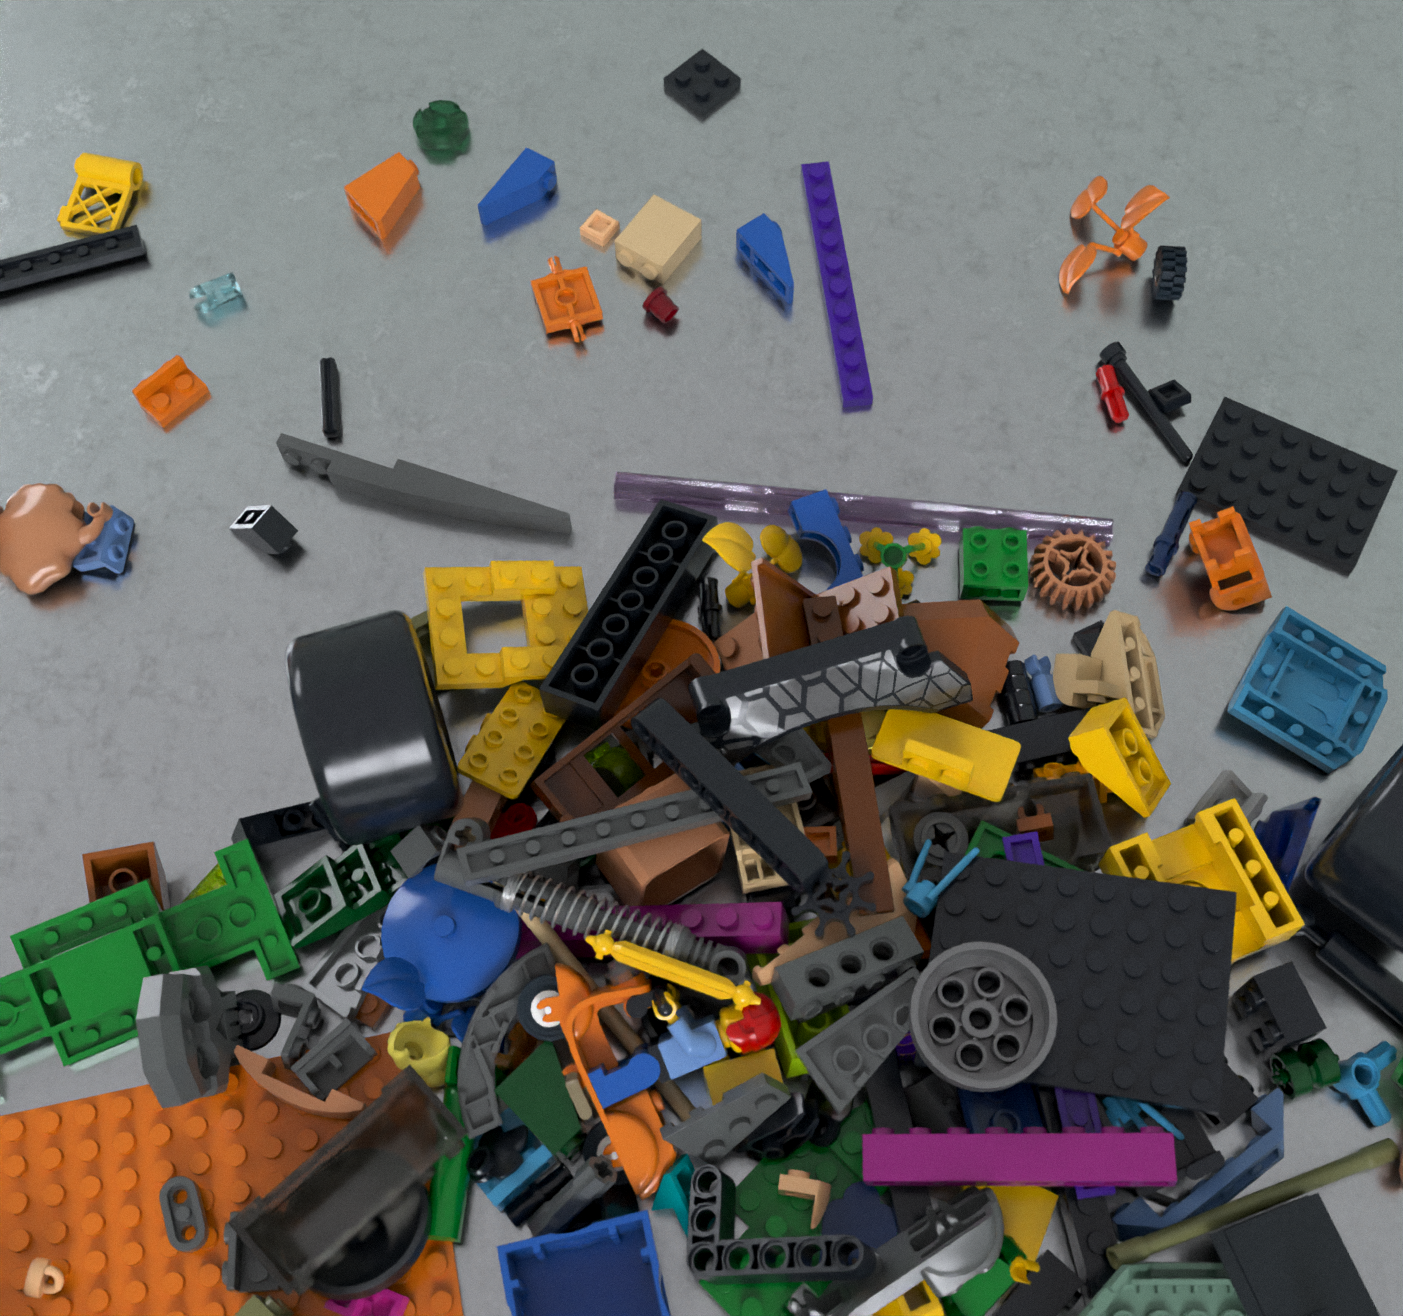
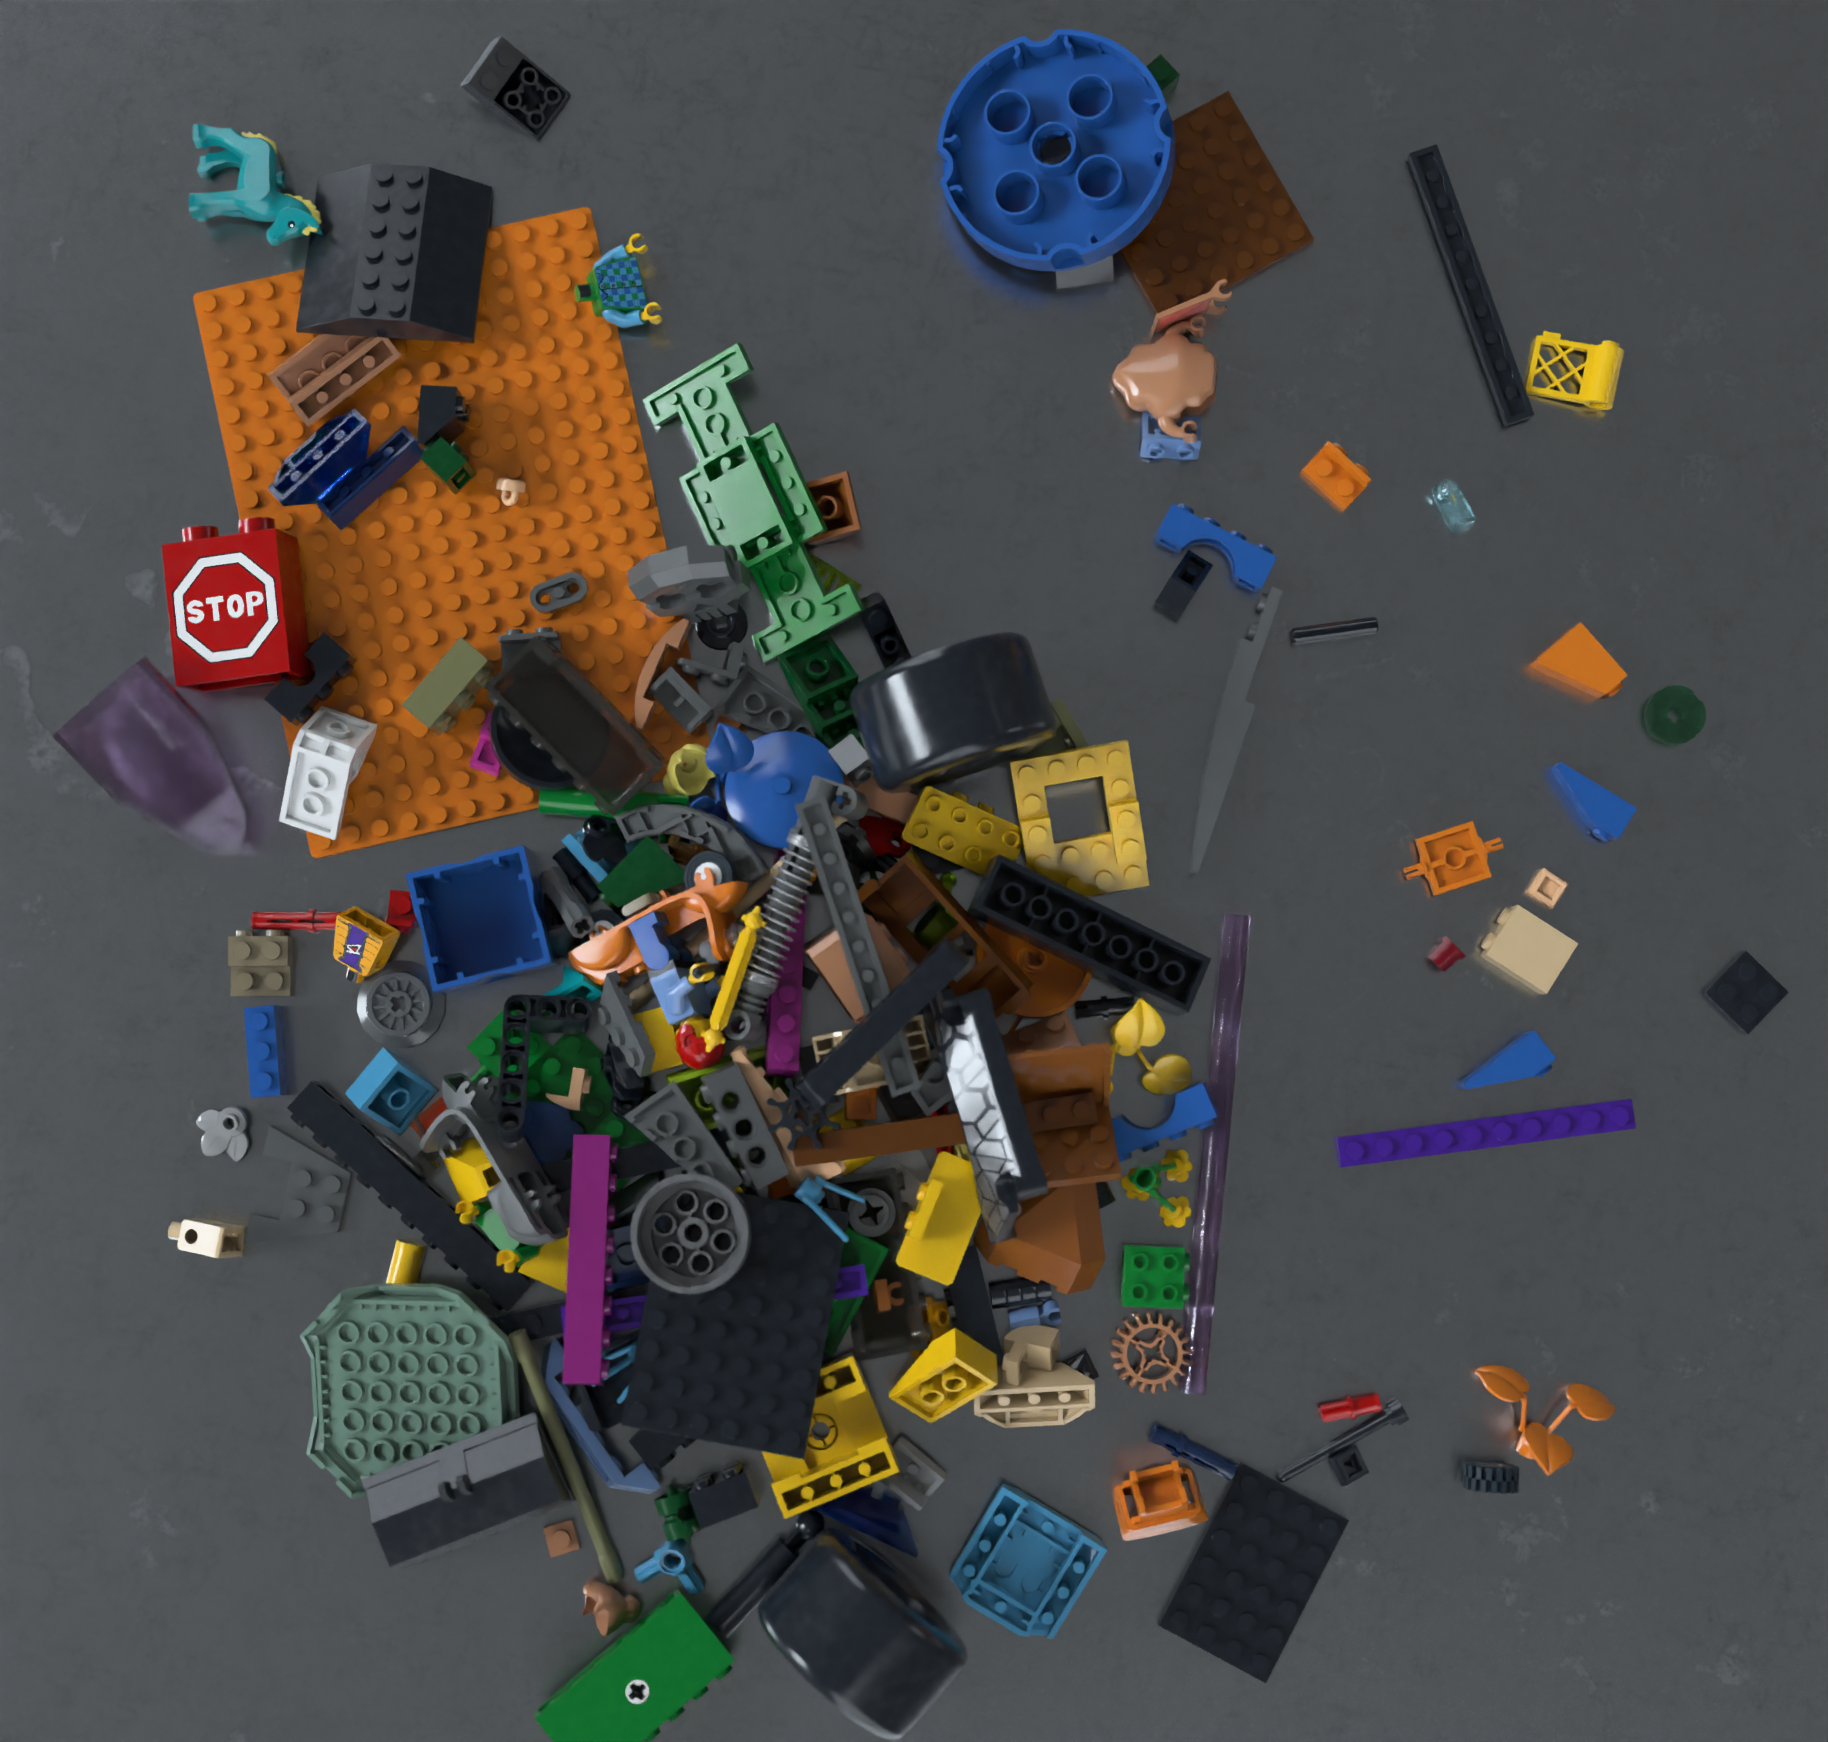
camera: 85 degrees right, 20 degrees up
(248, 469) = (1249, 562): none -> blue arch
(1351, 1217) = (562, 1537): none -> nougat plate

